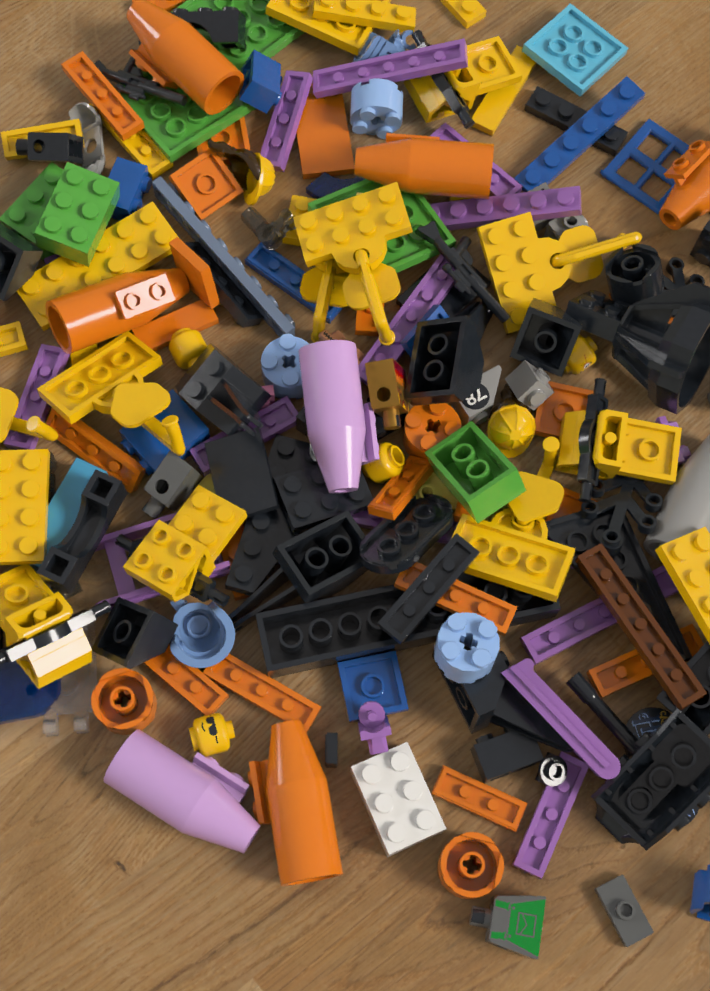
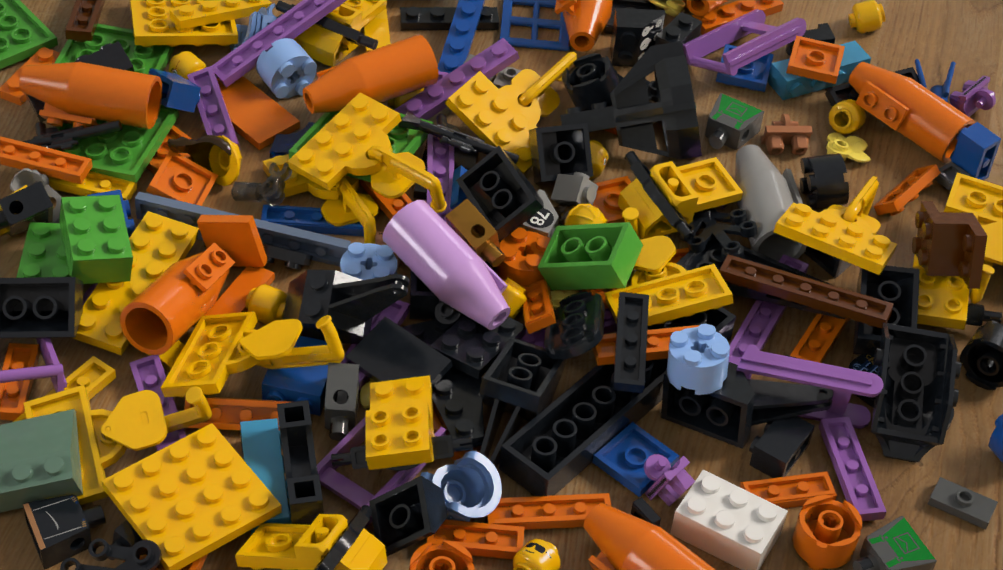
camera: 35 degrees left, 25 degrees down
(298, 57) = (185, 64): none -> yellow head
(552, 770) = (825, 434): black plate -> none

